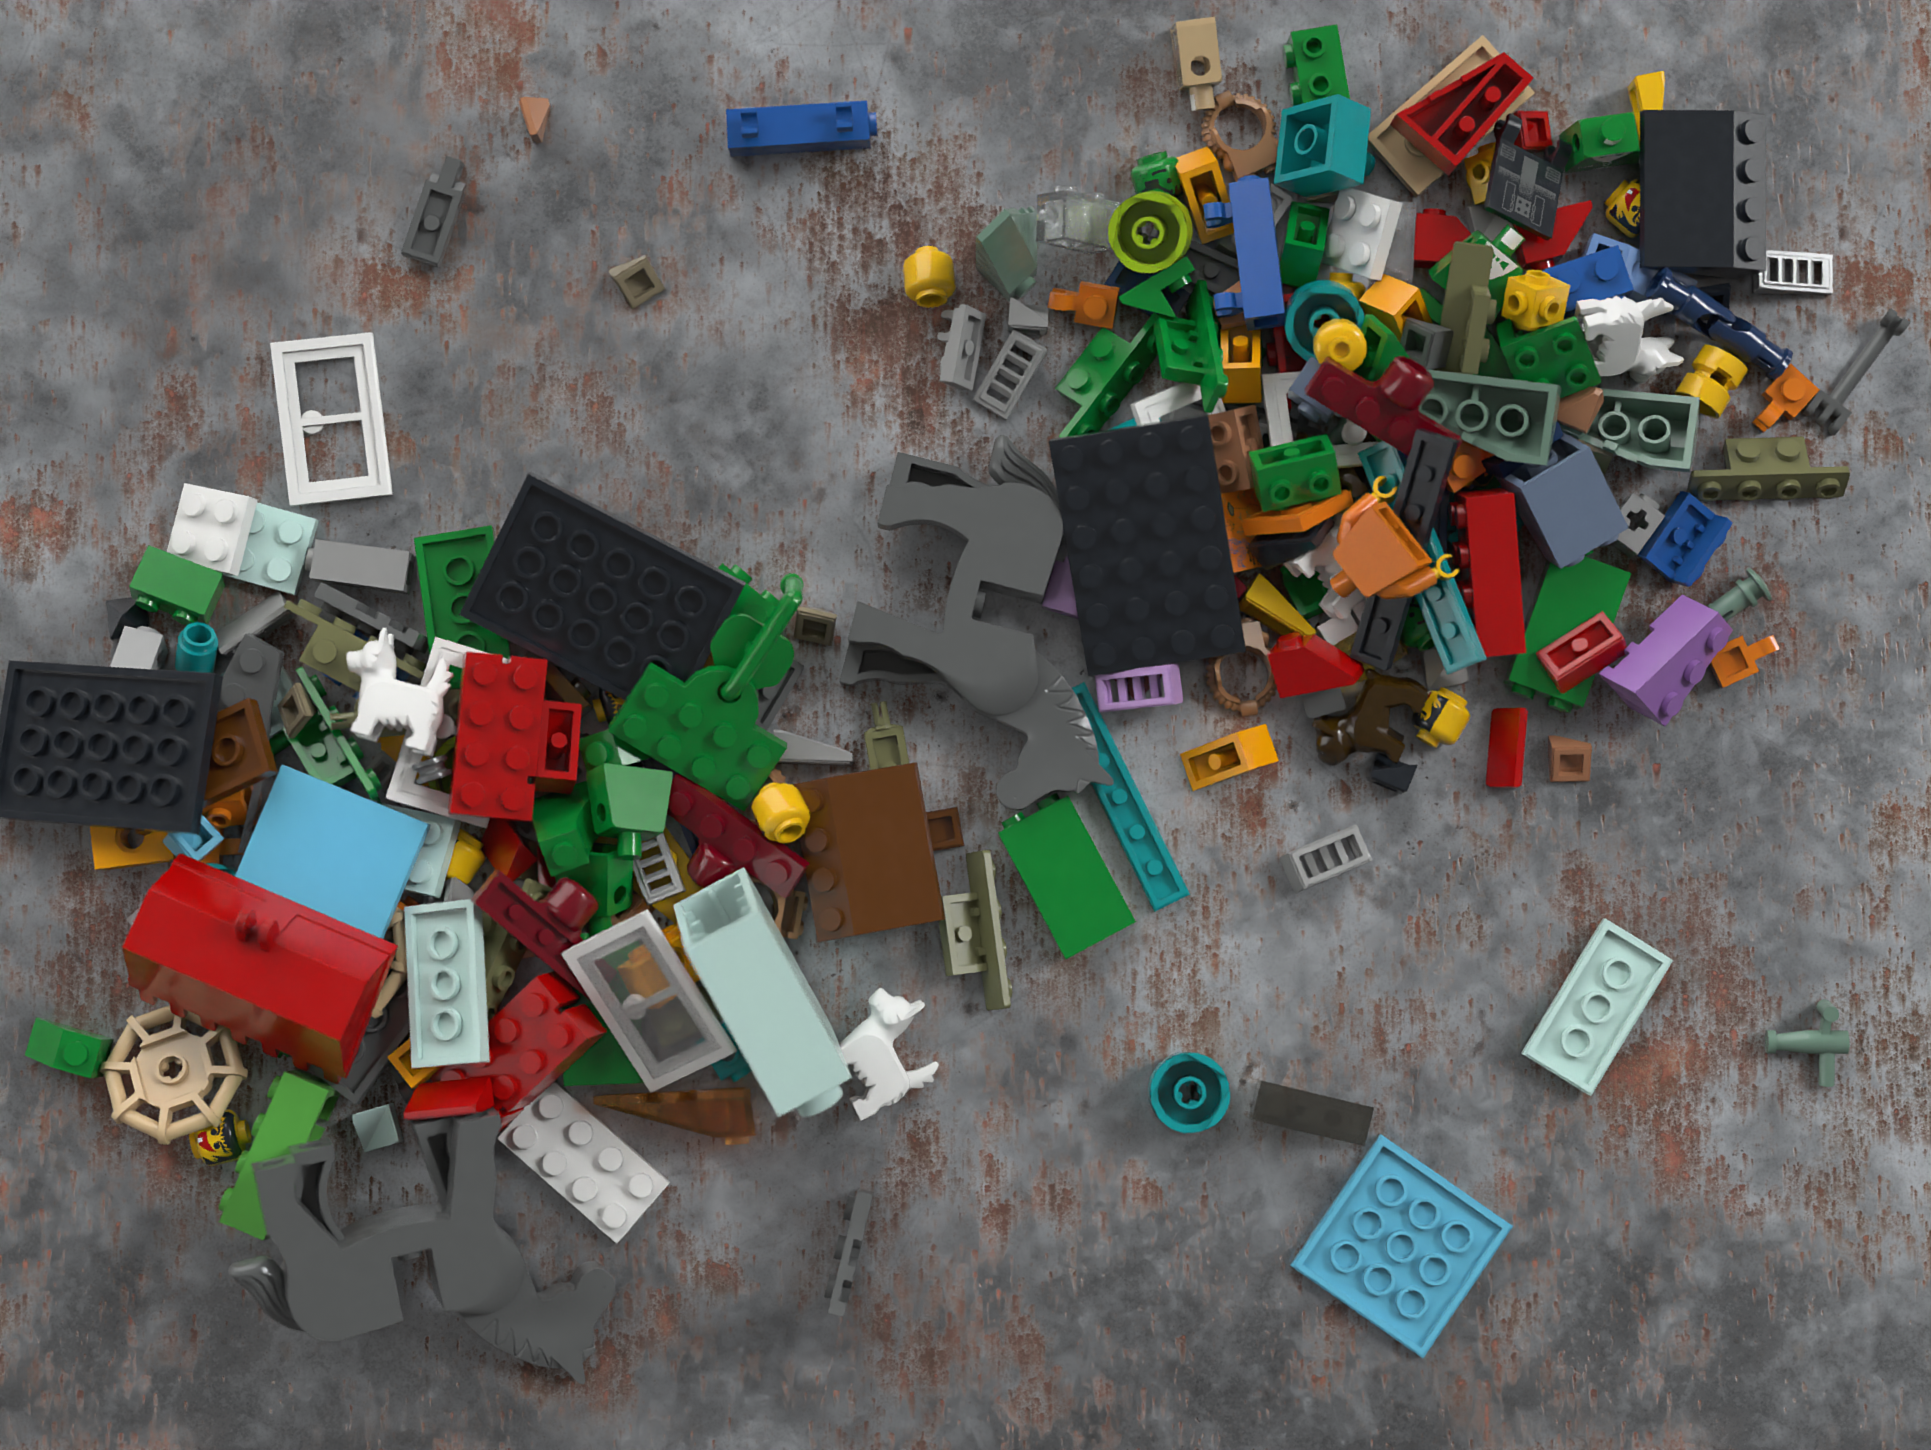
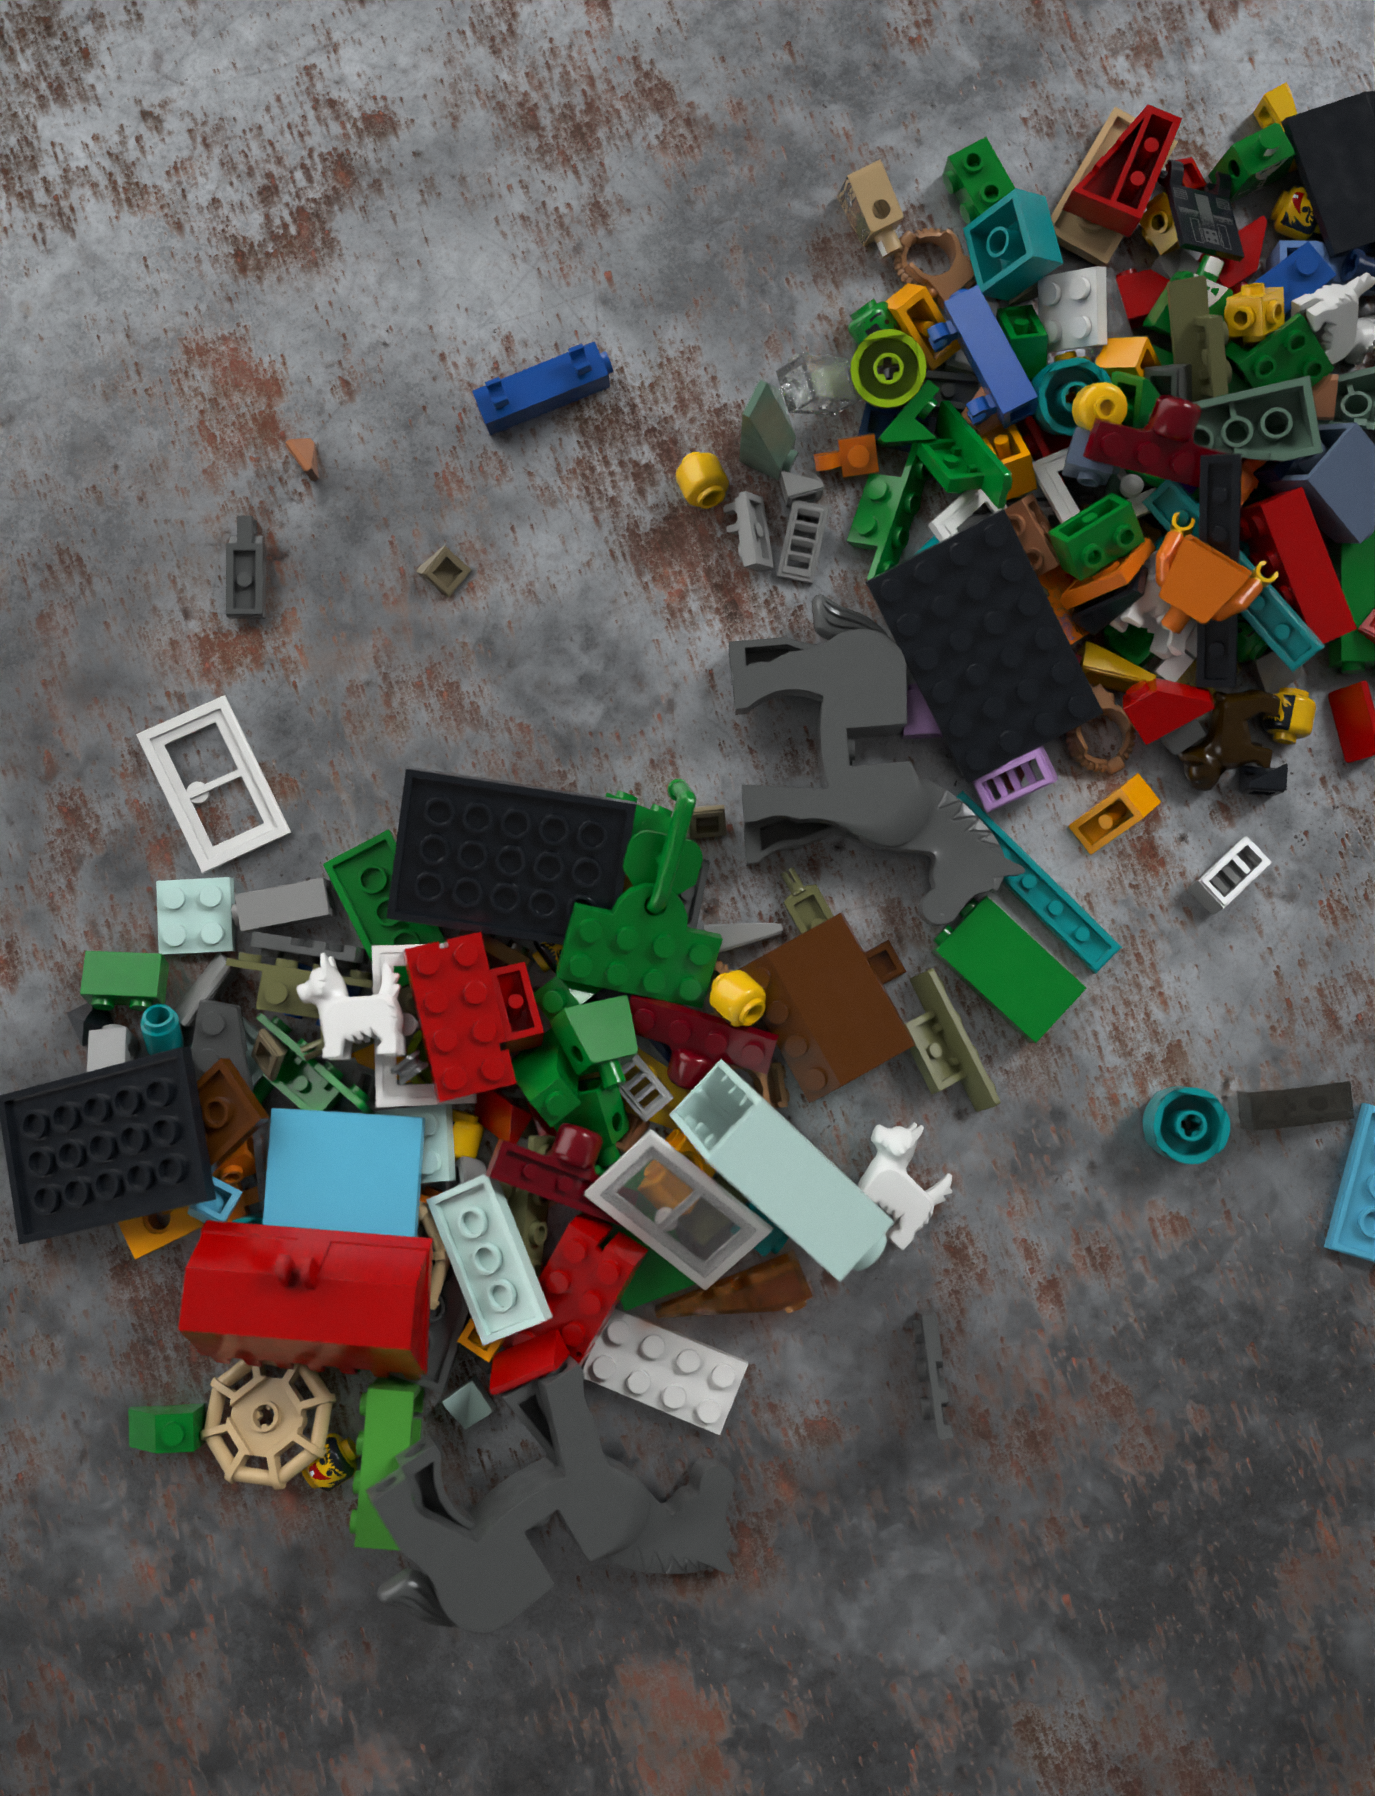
camera: 15 degrees left, 0 degrees up
(212, 528) = (139, 916): white plate -> none

